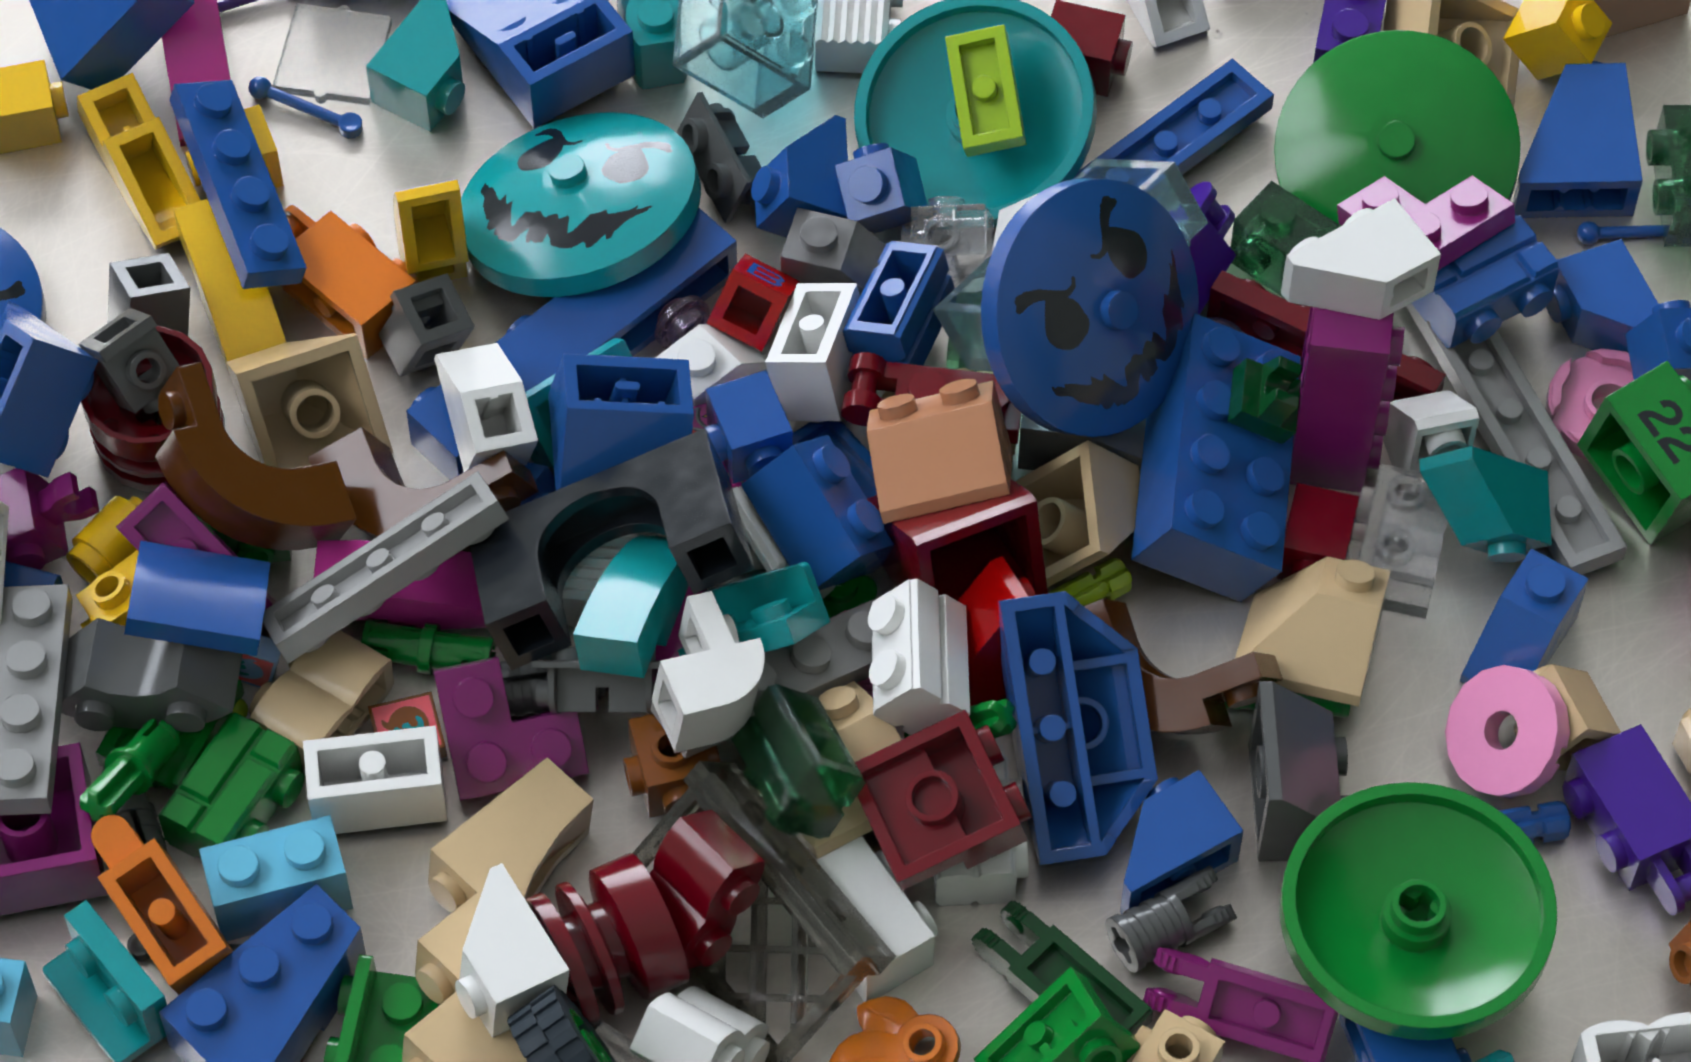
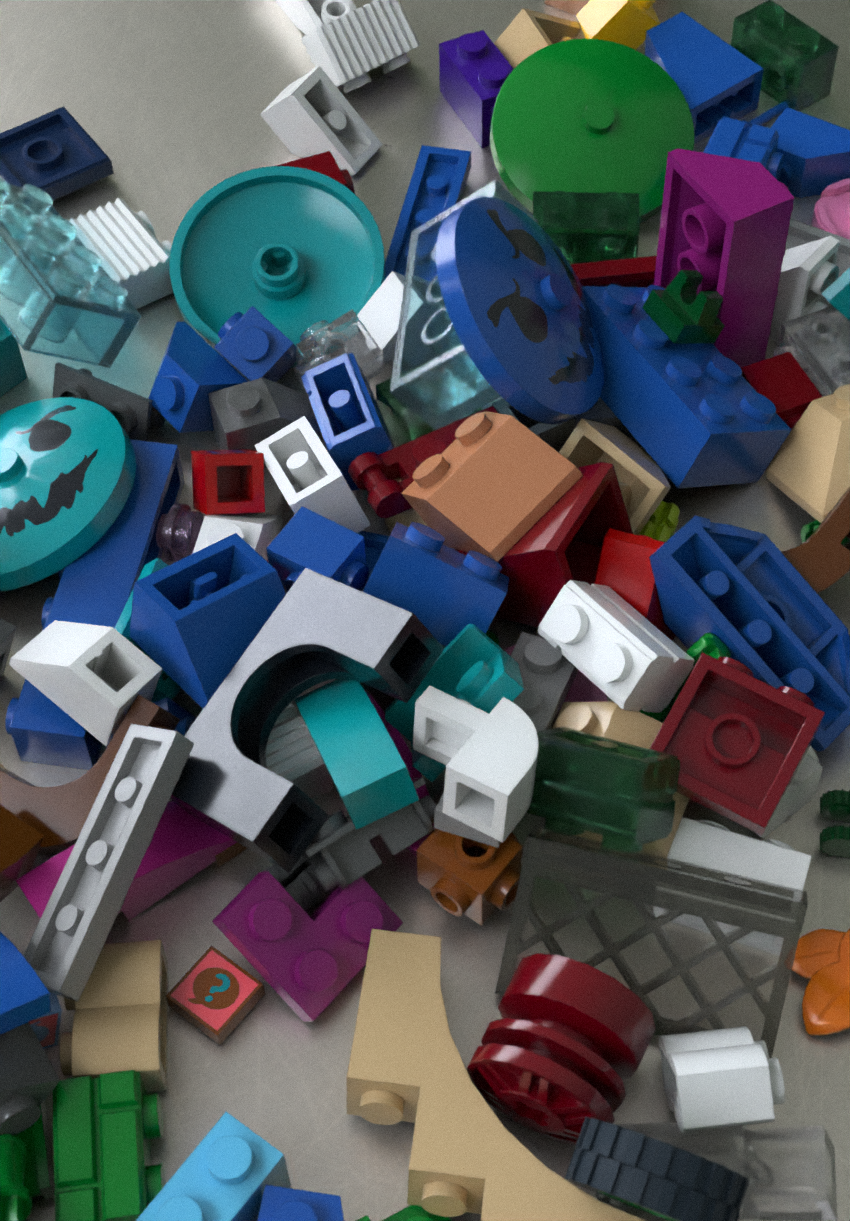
camera: 35 degrees left, 5 degrees down
(376, 779) = (233, 1052): white brick -> none
(426, 646) = (179, 909): green pin -> none
(505, 956) = (511, 1123): white slope -> none
(705, 882) = (613, 927): dark red brick -> none
(985, 90) = (283, 238): lime plate -> none
(1365, 266) = (729, 141): white slope -> none
(1451, 221) = (642, 164): plate -> none

